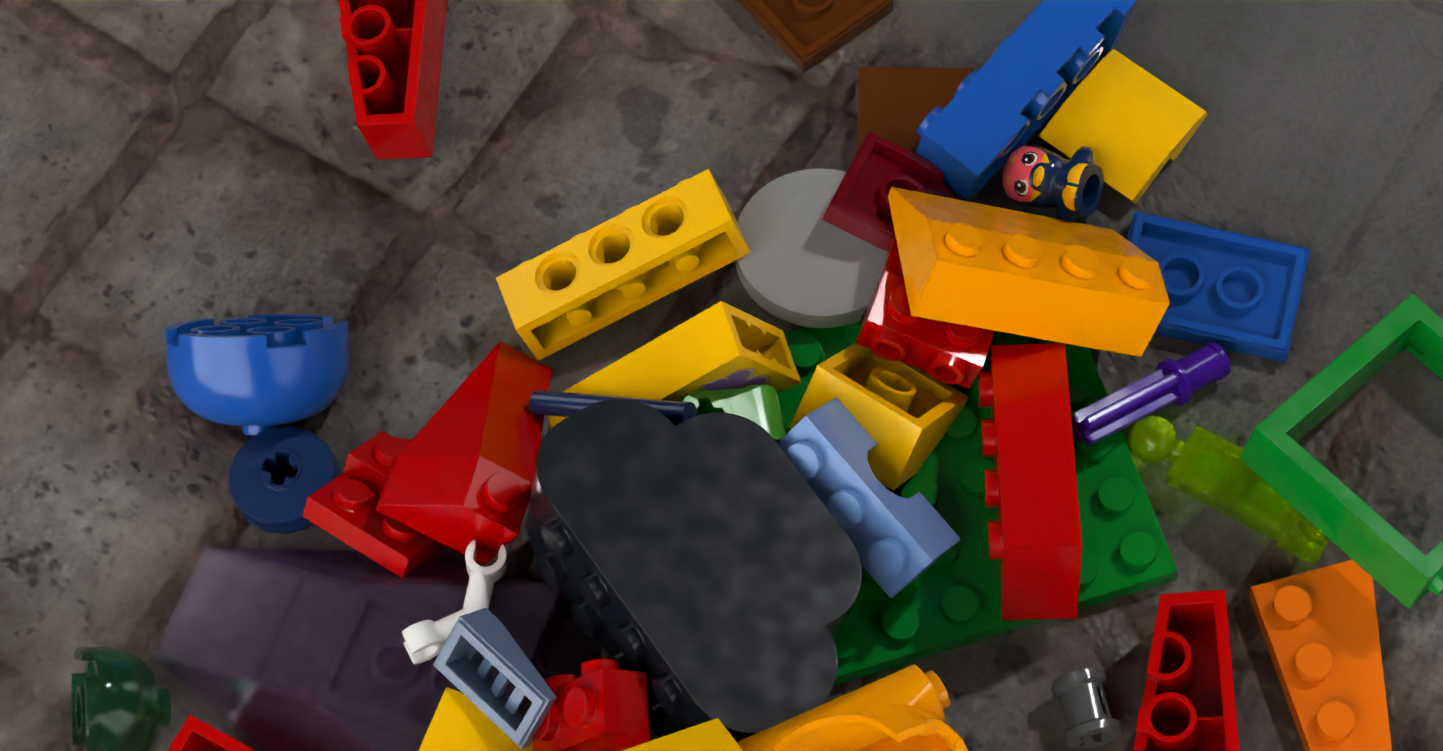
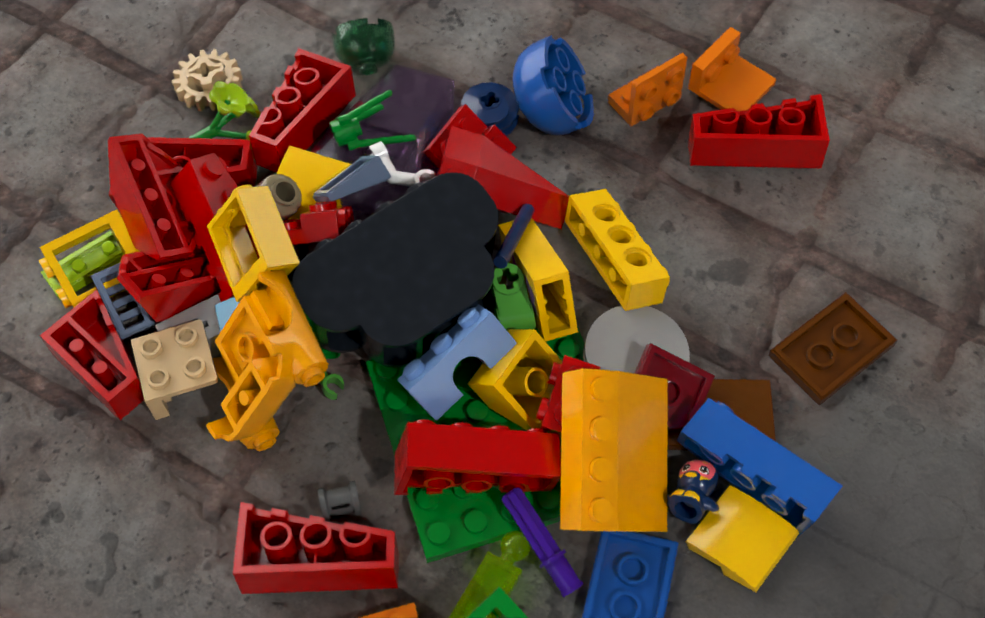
camera: 85 degrees right, 5 degrees down
(252, 78) = (726, 77): none -> orange bracket
(271, 210) = (650, 91): none -> orange bracket
(363, 699) = (347, 127): none -> green plant

